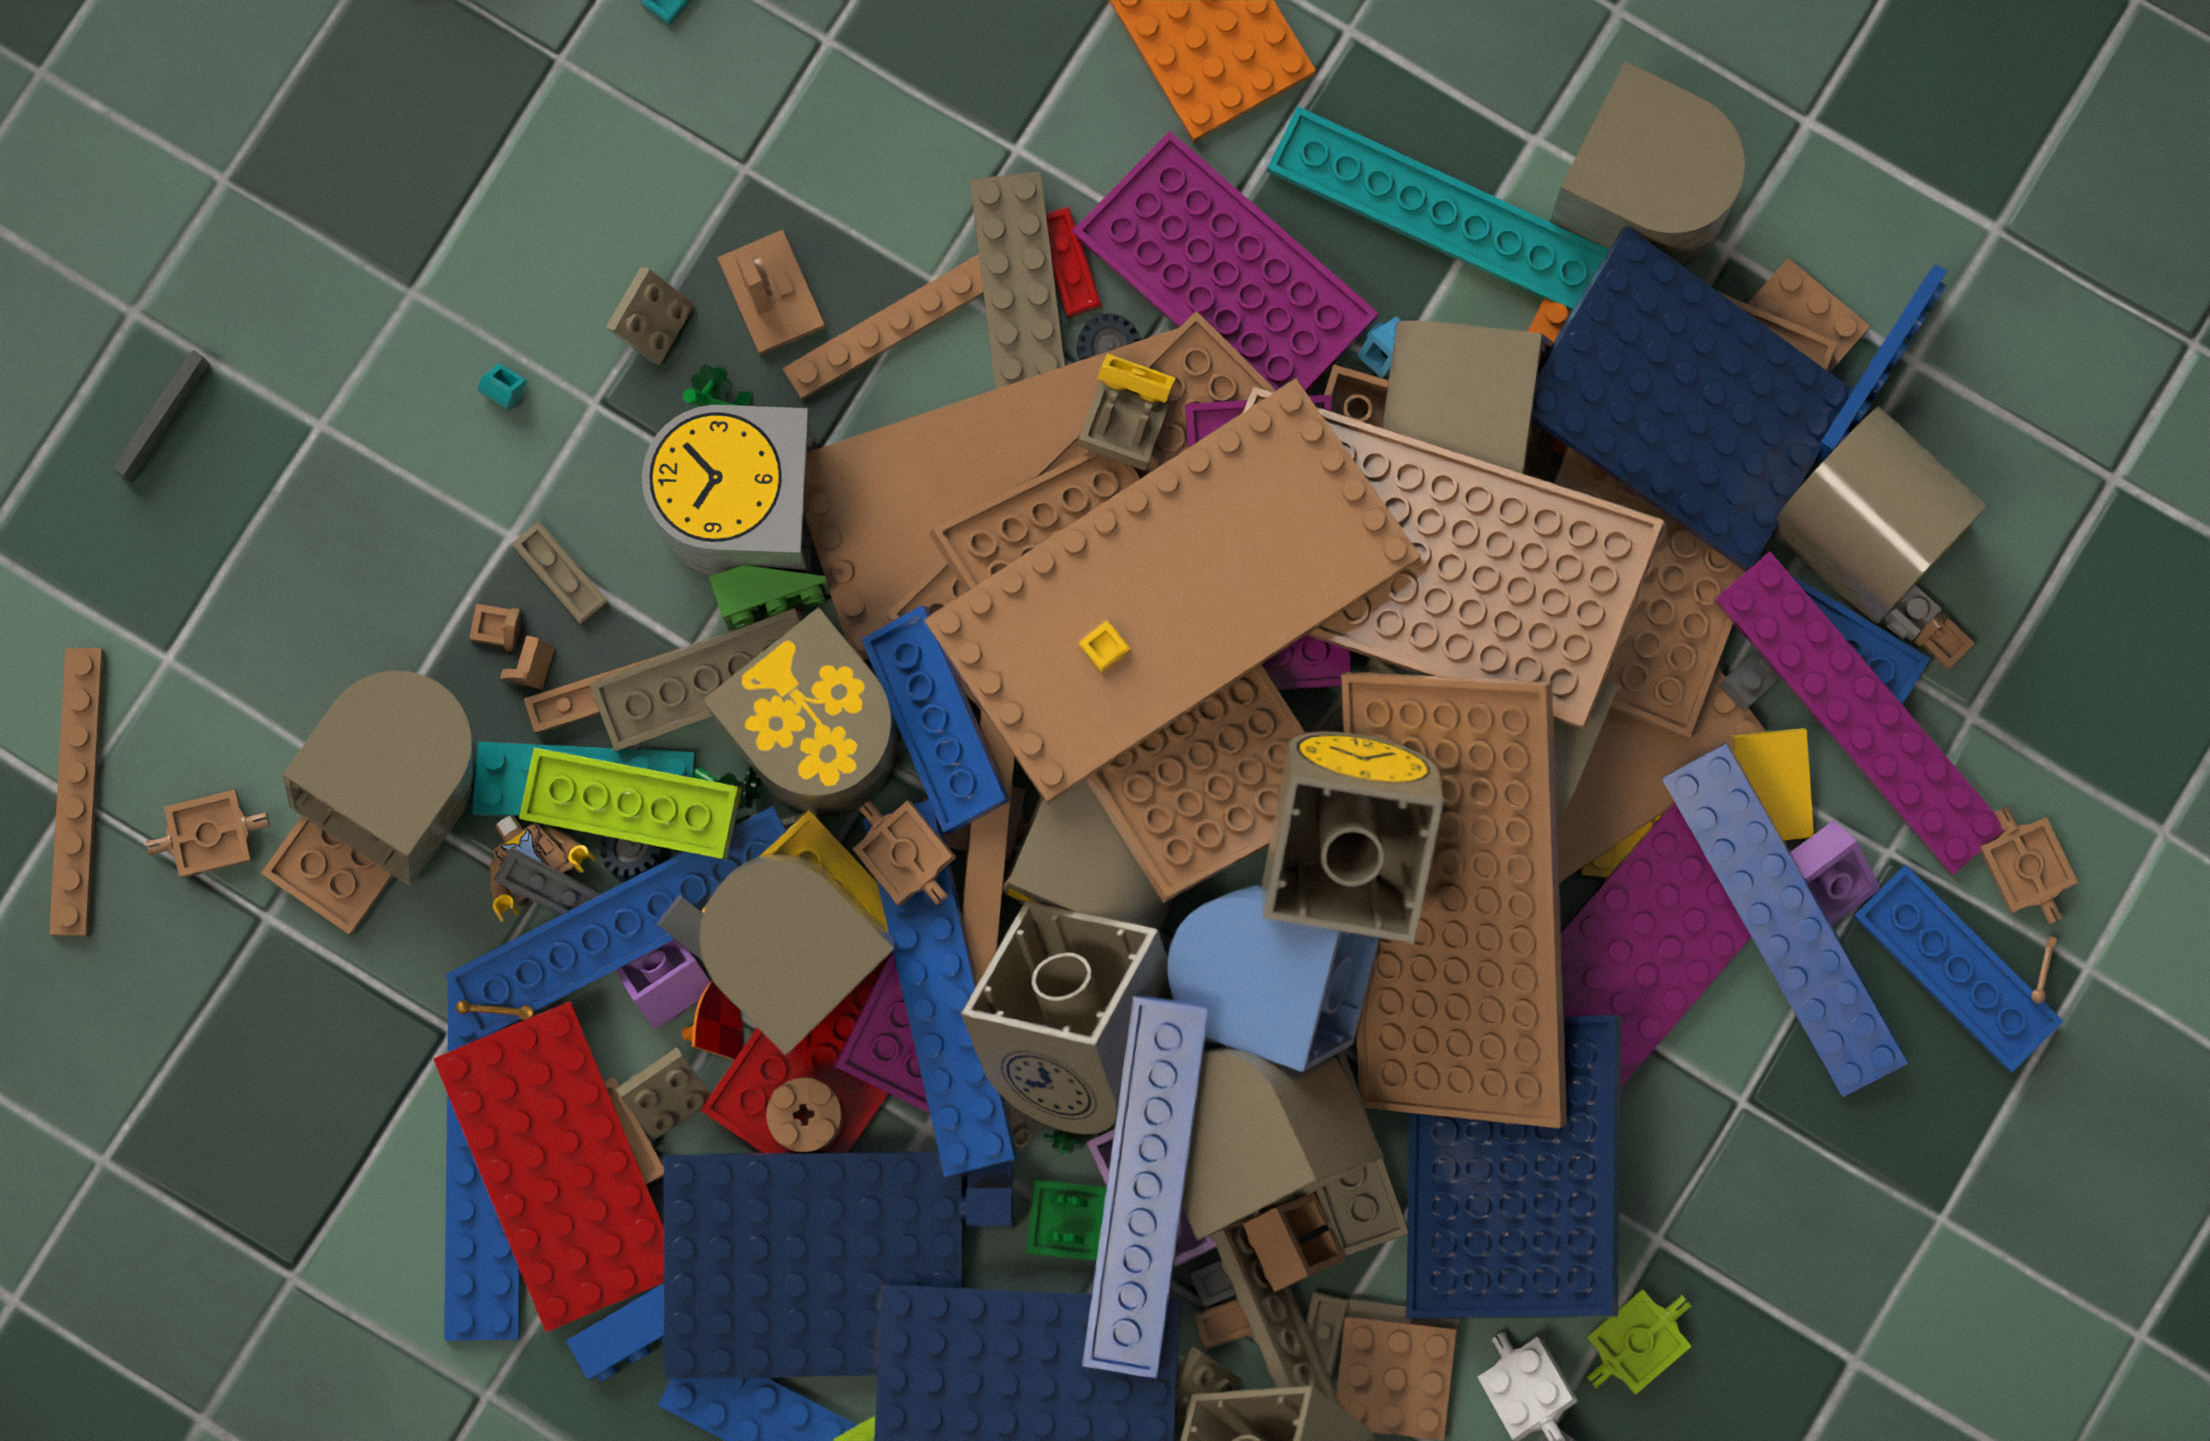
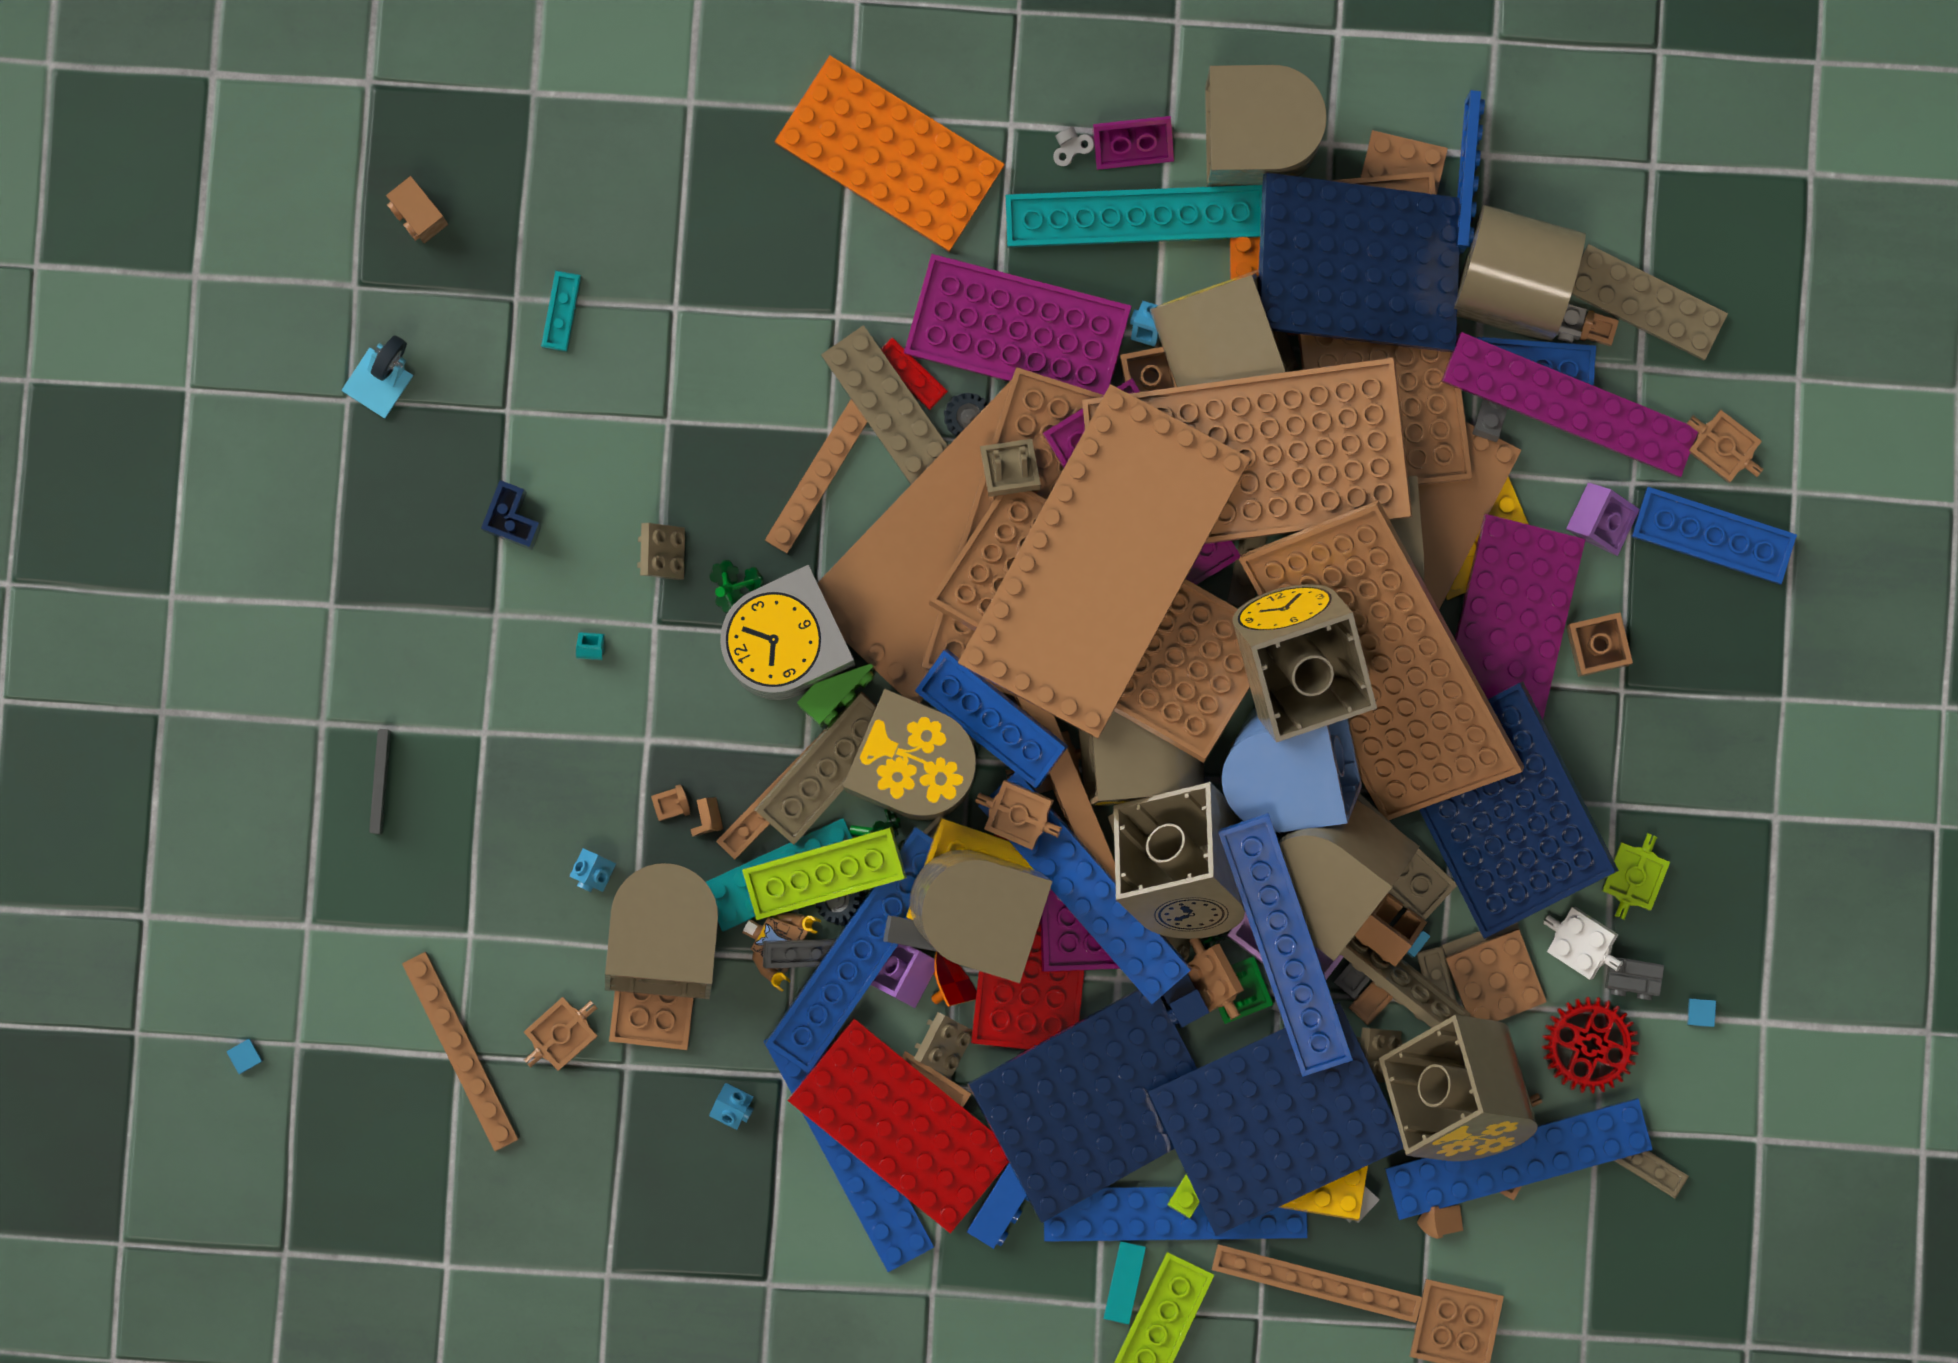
camera: 30 degrees left, 5 degrees up
(354, 655) = (592, 871): none -> dark azure brick
(364, 1032) = (732, 1106): none -> dark azure brick
(483, 177) = (503, 517): none -> dark blue brick
(525, 1011) = (828, 1040): pearl gold hinge -> none
(560, 573) = (693, 747): dark tan tile -> none
(771, 292) = (730, 494): medium nougat piece -> none
(788, 1102) = (1045, 997): medium nougat brick -> none
(1041, 1187) = (1214, 978): none -> medium nougat plate
(1104, 647) = (1082, 621): yellow tile -> none
(1128, 375) = (1001, 432): yellow plate -> none
(1319, 1280) = (1418, 944): none -> dark azure tile
(1409, 89) = (1071, 145): none -> light grey piece
(1486, 122) = (1133, 142): none -> magenta slope
(1742, 1027) = (1599, 644): none -> medium nougat brick
(1781, 777) = (1539, 480): yellow tile -> none
(1785, 919) = (1591, 562): blue plate -> none
(2020, 639) = (1647, 302): none -> dark tan plate
(2039, 995) = (1773, 526): medium nougat hinge -> none

